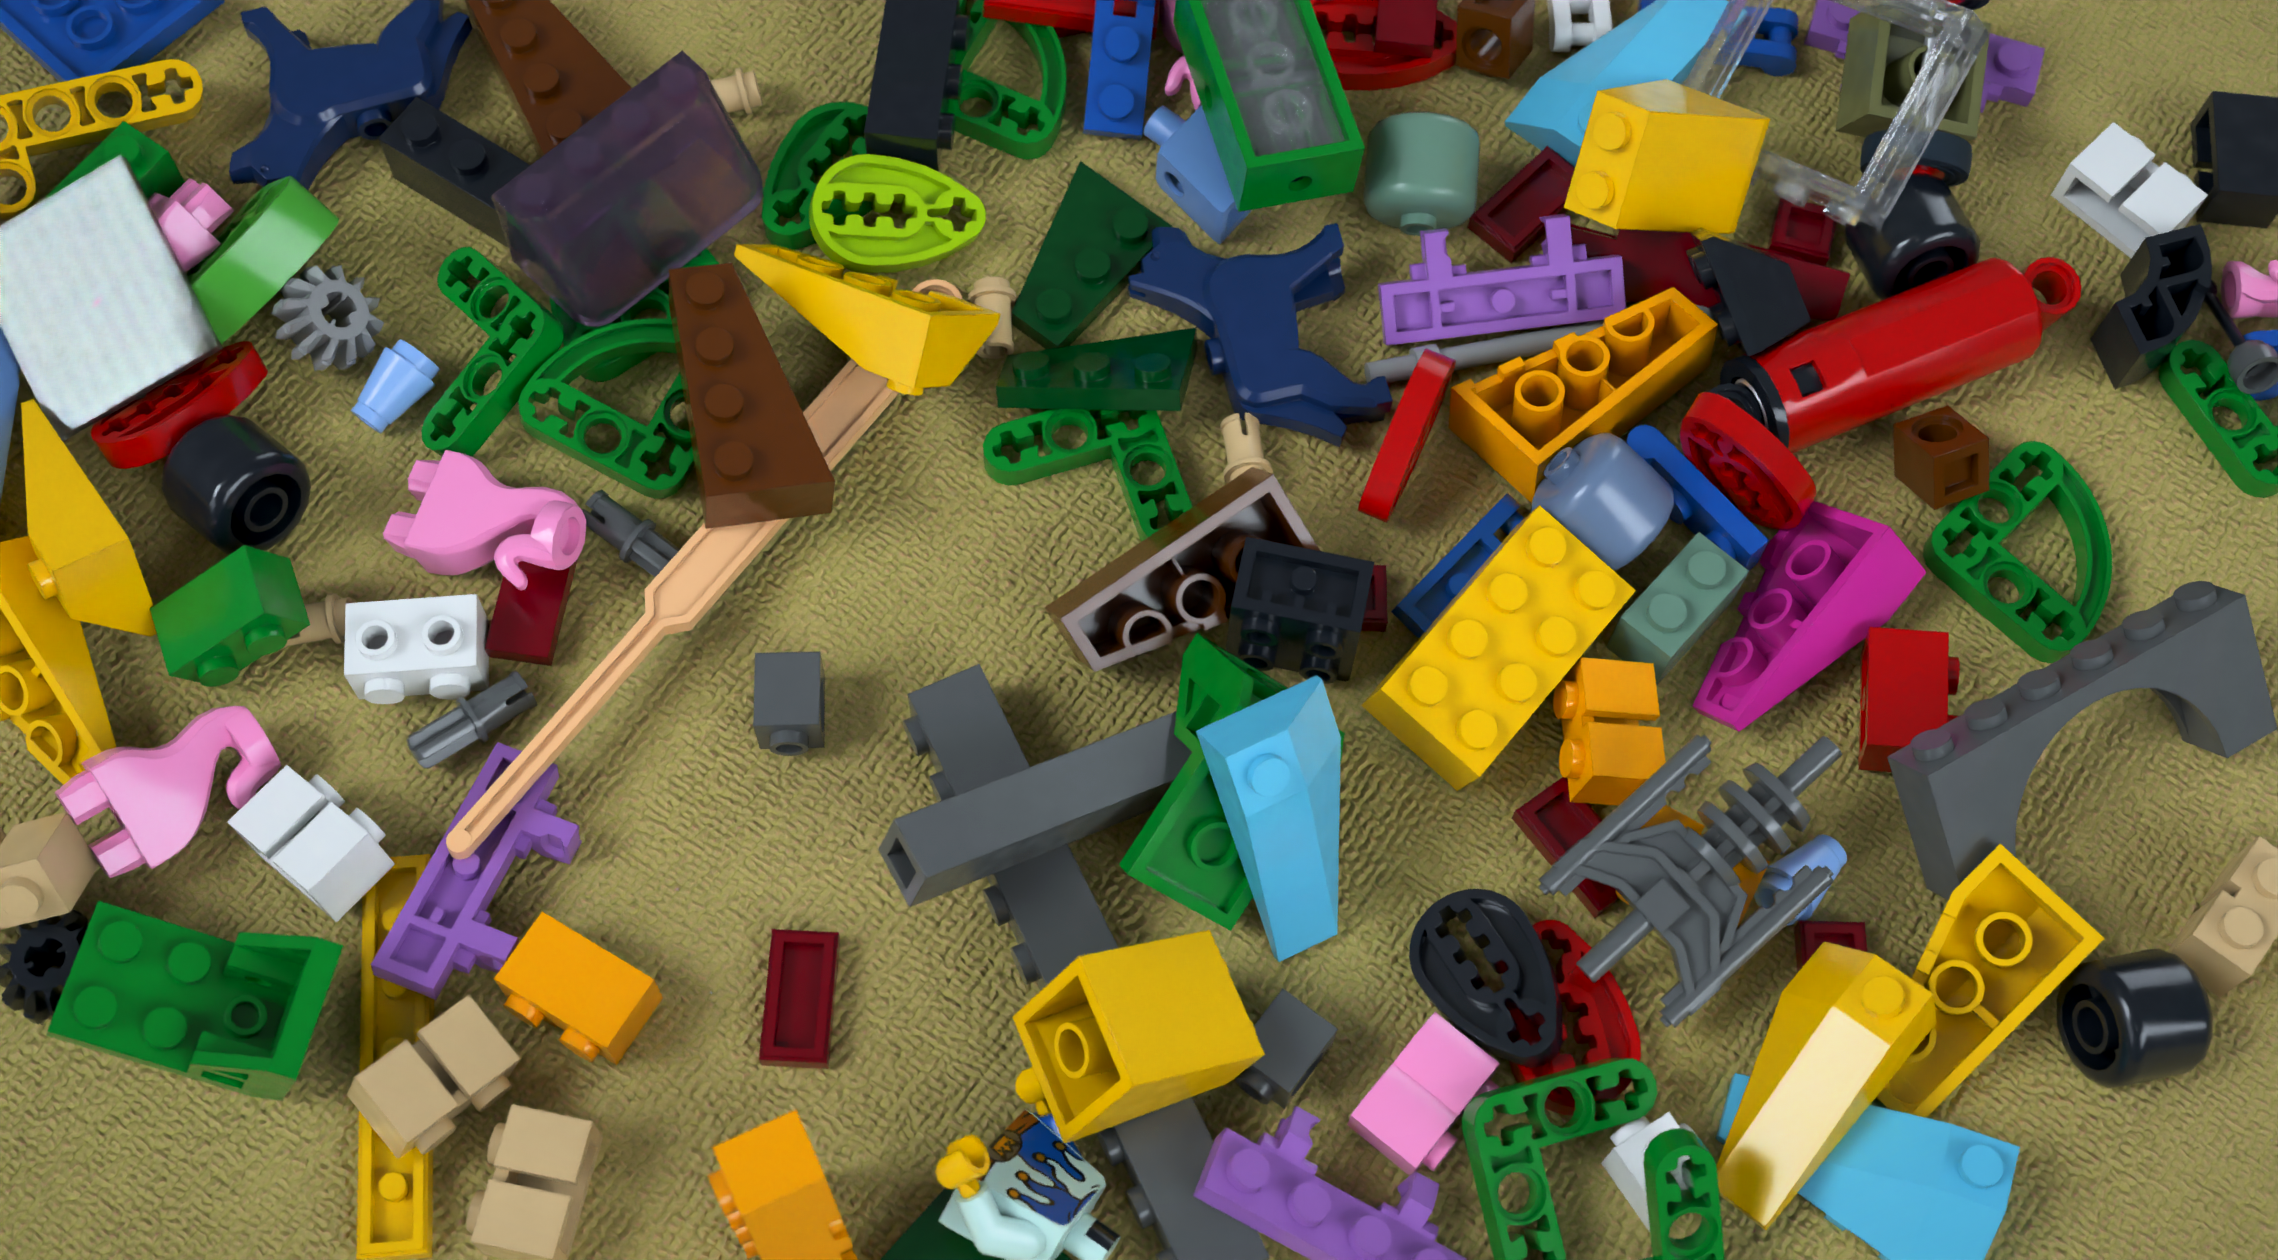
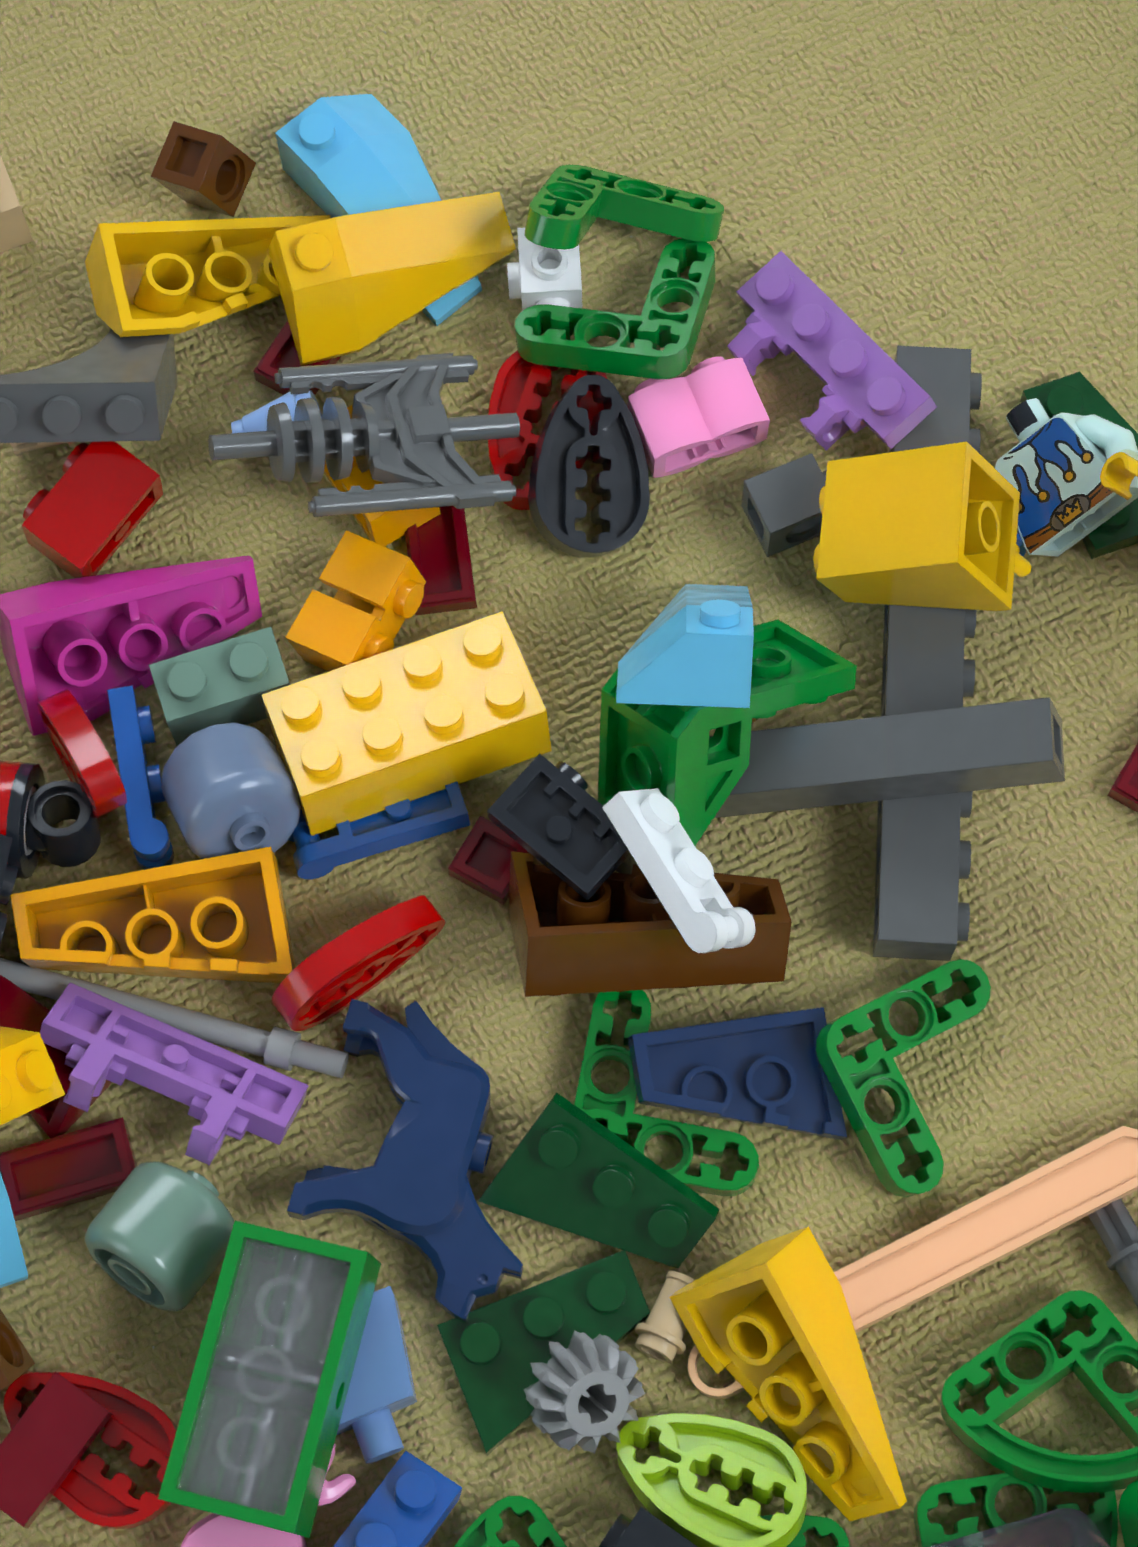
camera: 145 degrees left, 5 degrees up
(742, 416) = (989, 1290): reddish brown wedge -> none
(789, 702) = (1061, 1011): dark grey brick -> none
(927, 574) = (876, 1068): none -> green beam
(1028, 219) = (584, 1391): none -> light grey gear
(1033, 527) = (742, 1072): none -> dark blue wing
(1179, 585) = (678, 872): none -> white plate
(1242, 446) = (511, 1041): tan pin -> none
(2060, 1084) = (203, 169): none -> reddish brown brick
(2134, 1018) = (102, 179): black head -> none

